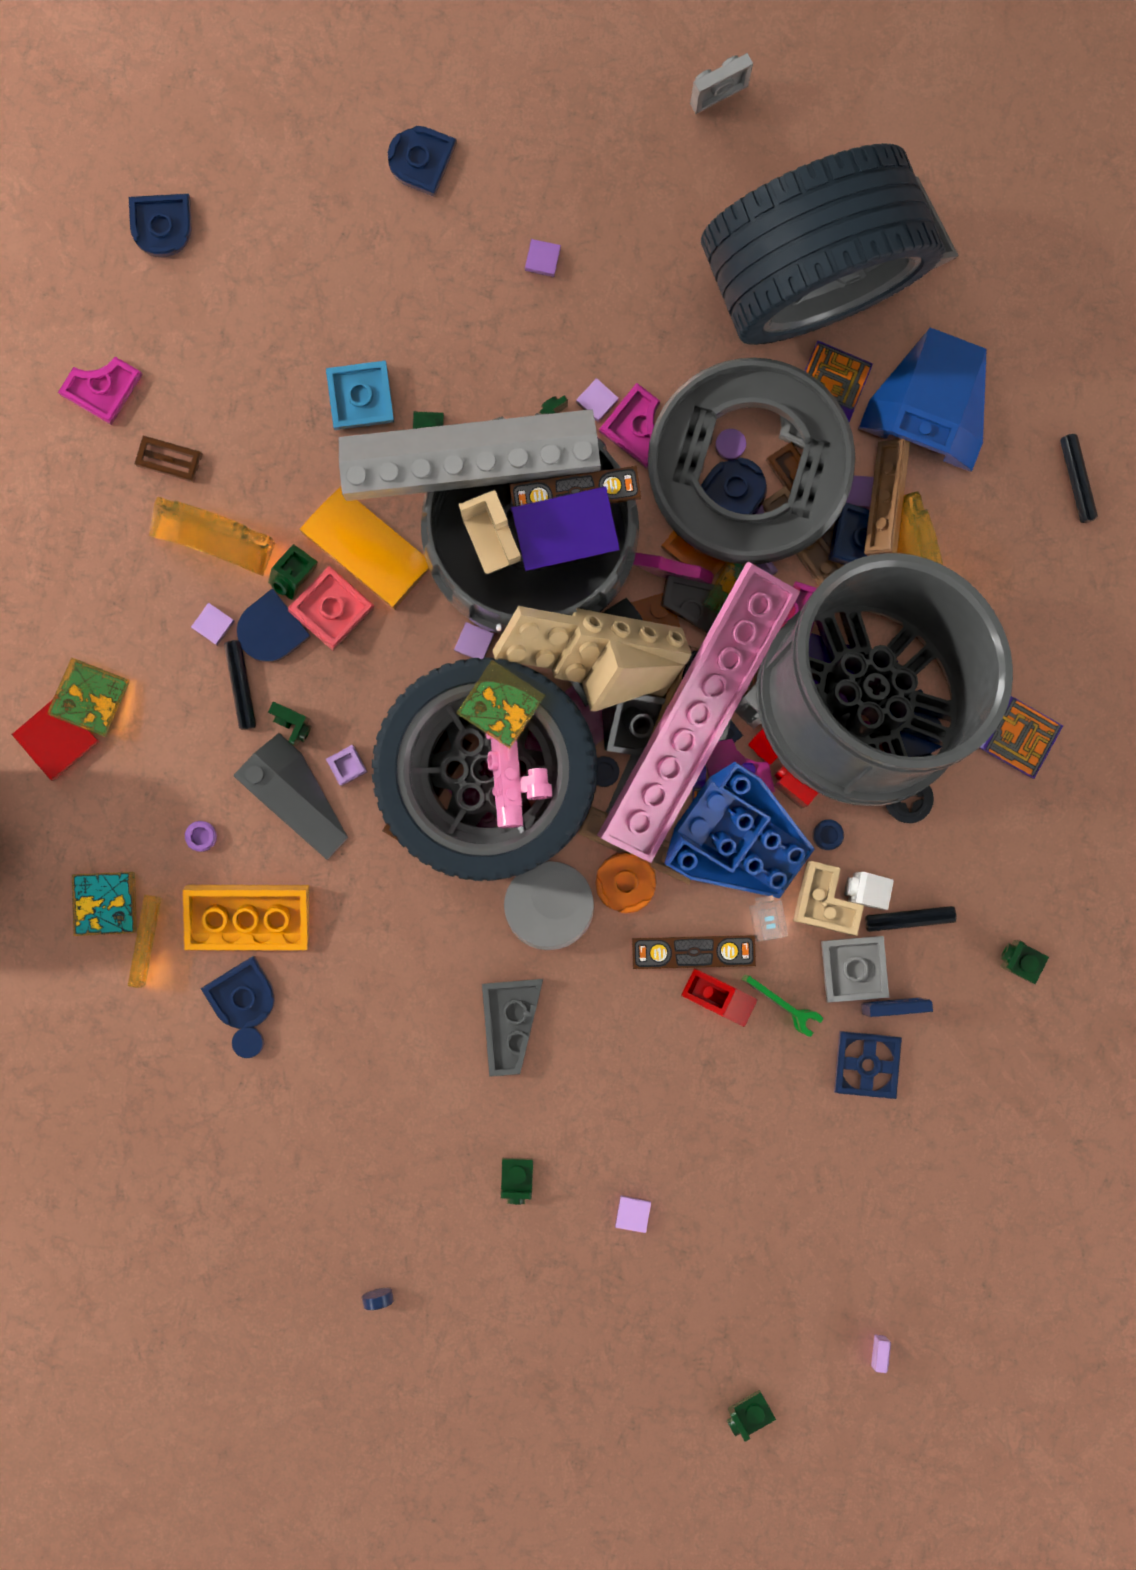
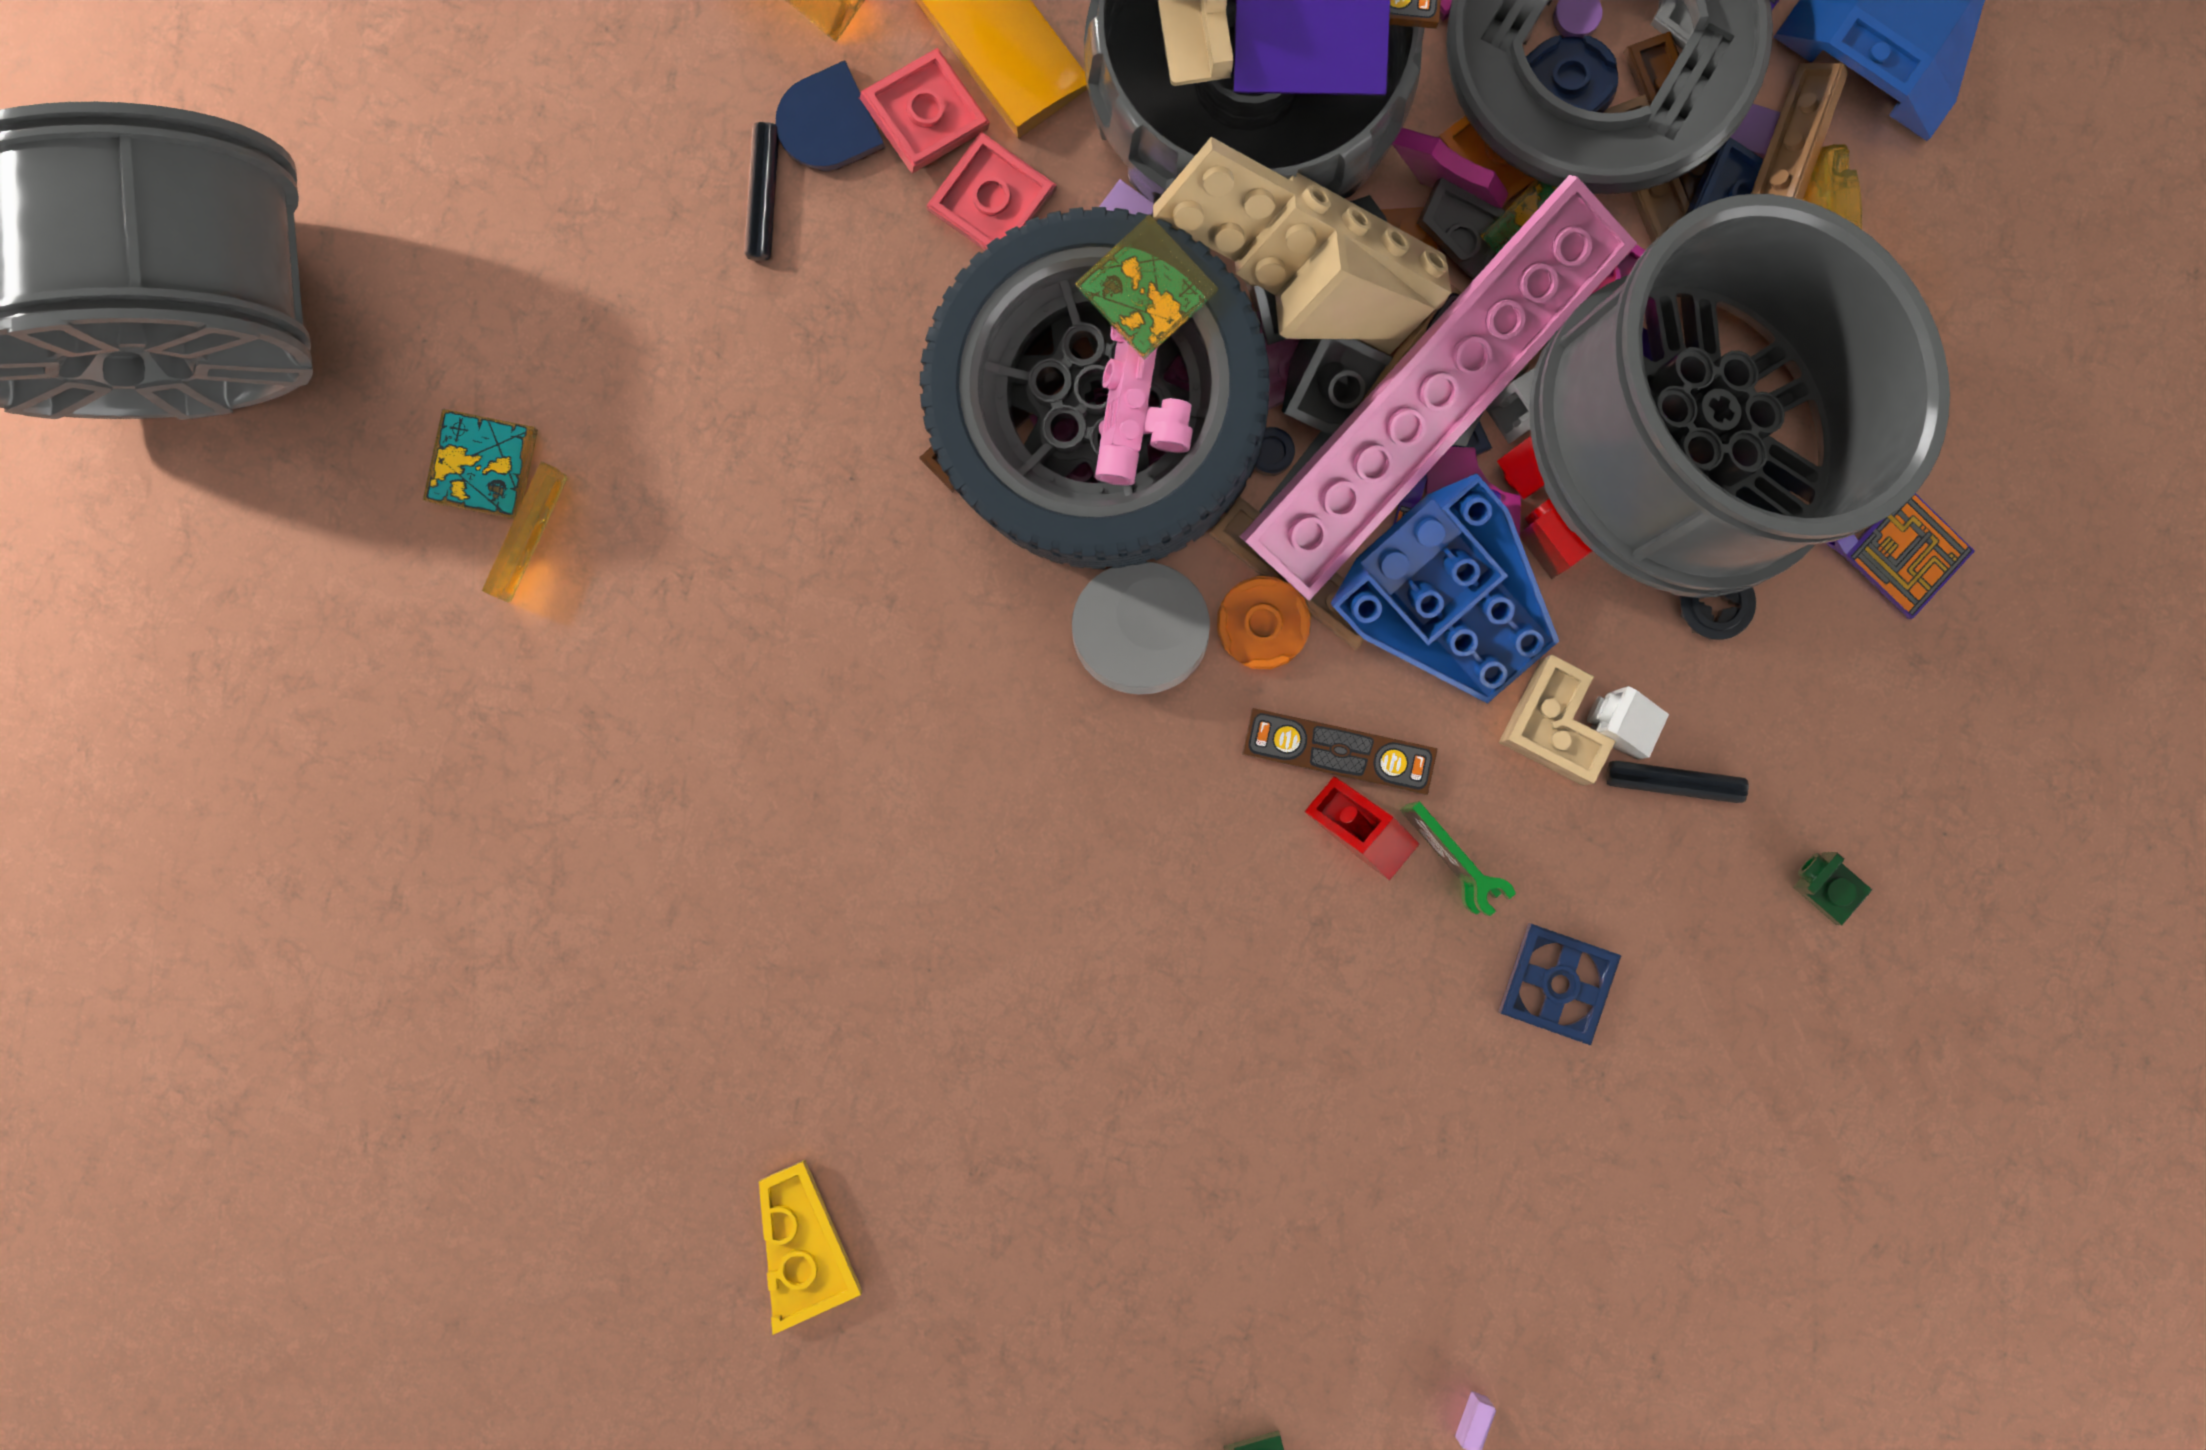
camera: 15 degrees right, 0 degrees up
(53, 742) = (469, 203): red tile -> none
(88, 697) = (532, 153): clear yellow tile -> none
(200, 836) = (648, 400): medium lavender tile -> none
(212, 624) = (744, 92): lavender tile -> none
(241, 995) = (650, 650): dark blue tile -> none
(246, 917) = (684, 535): light orange slope -> none
(247, 1042) = (641, 721): dark blue tile -> none
(287, 717) = (820, 254): dark green bracket -> none
(289, 789) = (796, 359): dark grey wedge -> none
(291, 571) = (879, 41): dark green bracket -> none
(346, 765) = (890, 348): lavender tile -> none
(377, 1299) = (739, 1151): dark blue tile -> none
(387, 652) = (990, 193): none -> coral tile
(434, 1352) = (803, 1249): none -> yellow wing
(508, 1023) = (1036, 788): dark grey wing -> none
(516, 1180) = (991, 1025): dark green bracket -> none
(633, 1214) = (1153, 1120): lavender tile -> none
(768, 919) = (1464, 728): clear brick -> none
(828, 835) = (1583, 627): dark blue tile -> none
(855, 969) = (1576, 835): light grey plate -> none
(896, 1007) = (1628, 906): dark blue piece -> none
(1079, 478) = (2086, 189): black axle -> none

